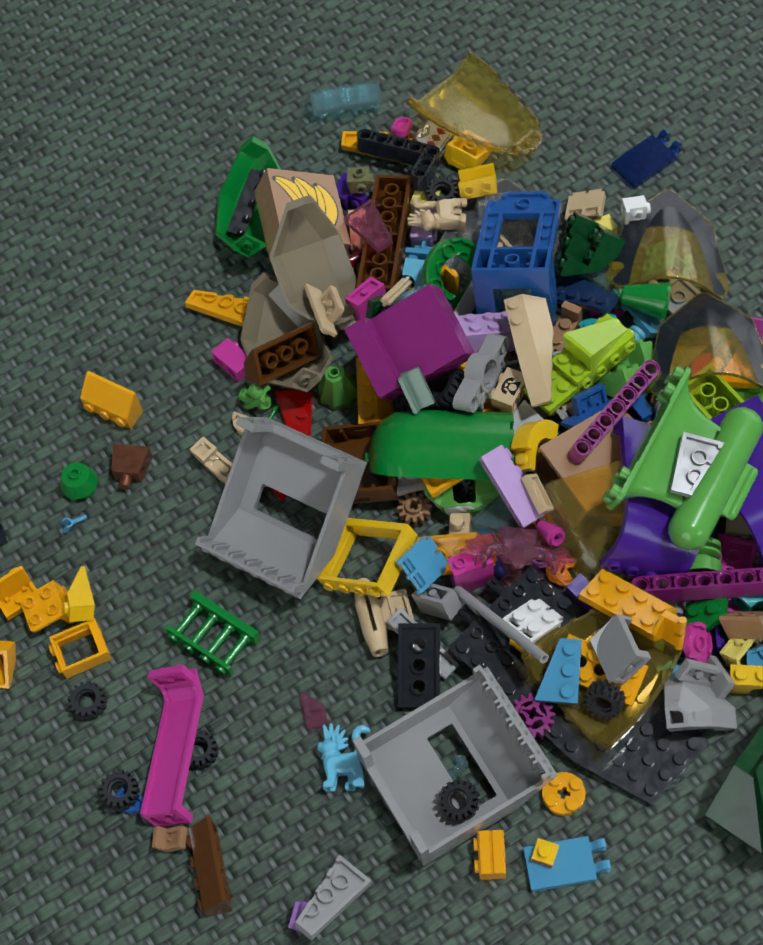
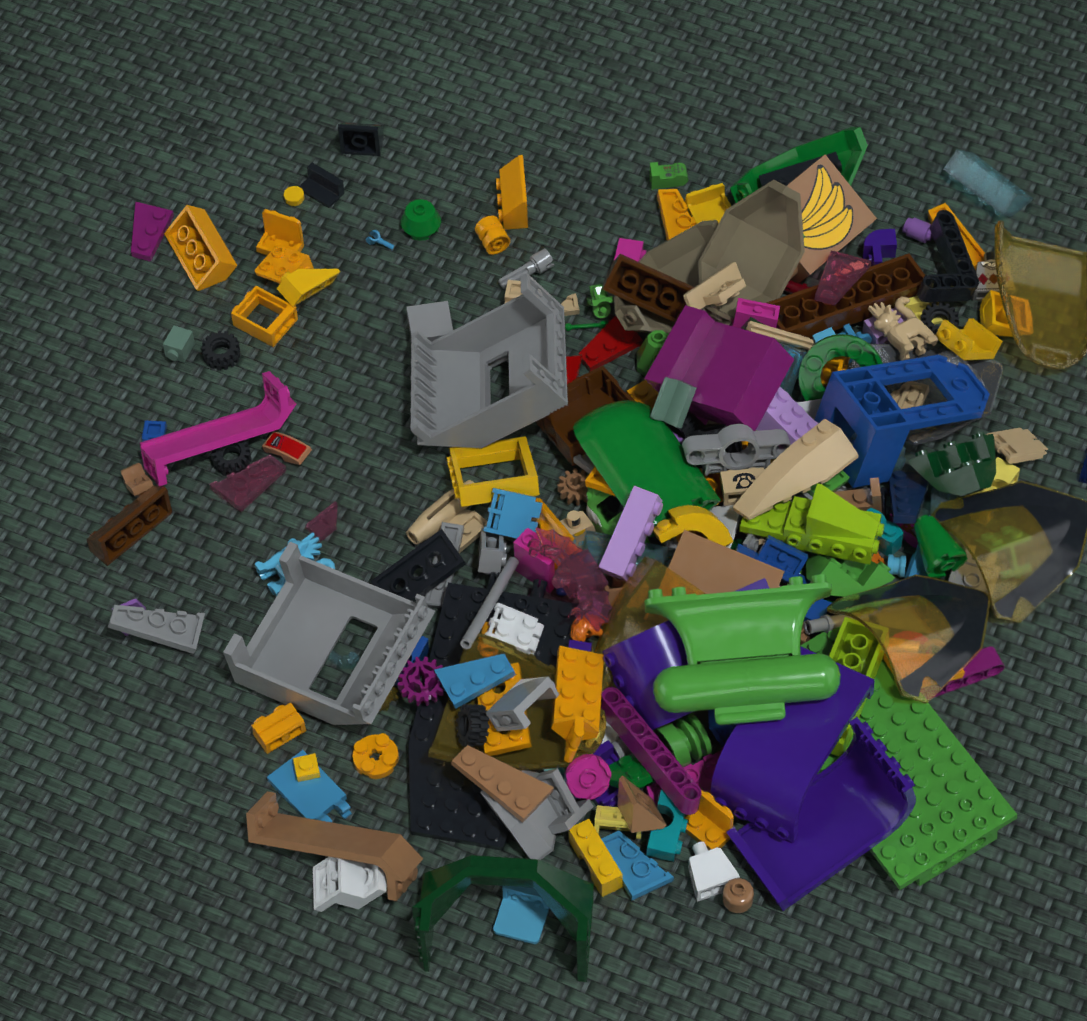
camera: 50 degrees right, 5 degrees down
(58, 730) = (178, 344): none -> sand green brick
(124, 801) = (154, 408): black tyre -> none
(130, 463) = (464, 247): copper torso -> none
(135, 436) = (492, 235): none -> light orange wheel
(174, 290) = (667, 175): none -> bright green leg
(184, 527) = (430, 319): none -> light grey piece
(186, 421) = (537, 263): none -> light grey piece
(215, 614) = (362, 412): green fence -> none
(221, 701) = (287, 447): none -> slope
(232, 278) = (707, 203): none -> yellow panel
(235, 751) = (248, 484): none -> clear pink wing
(352, 160) = (918, 230): none -> medium lavender brick
(360, 179) = (890, 242): olive brick -> none
(401, 127) = (982, 245): dark pink tile -> none
(472, 800) = (312, 677): black tyre -> none
(537, 493) = (636, 556): tan tile -> none
(551, 533) = (611, 595): dark pink cone -> none
(610, 417) = (760, 566): magenta beam -> none
(634, 208) = (1031, 480): white brick -> none
(637, 867) = (335, 840): none -> medium nougat panel
(674, 875) = (346, 883): none -> white bracket
(680, 703) = (506, 785): none -> medium nougat wing
(692, 462) = (735, 646): wing -> none

